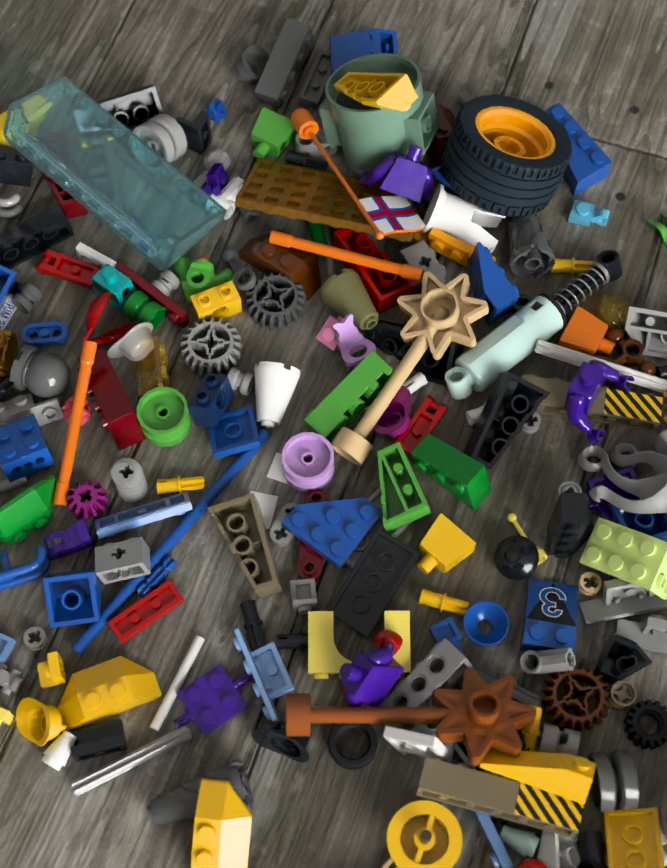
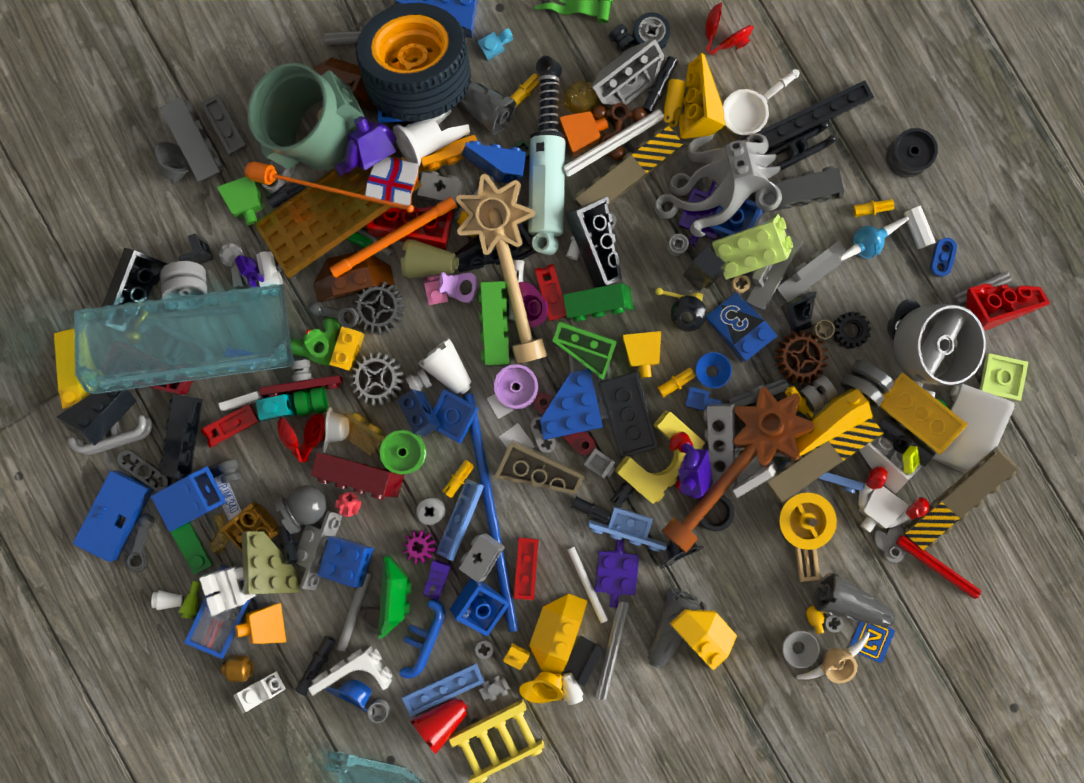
camera: 50 degrees left, 20 degrees up
(45, 333) = (268, 479): blue plate -> none
(63, 484) = (325, 475): orange piece -> none
(157, 576) = (508, 542): blue axle -> none
(216, 111) = (187, 220): blue plate -> none
(361, 43) = (234, 76): blue slope -> none
(379, 90) = (303, 116): yellow wedge -> none
(520, 840) = (852, 464): light aqua cone -> none
(548, 661) = (769, 355): light grey piece -> none
(584, 392) = (626, 171): dark purple torso -> none

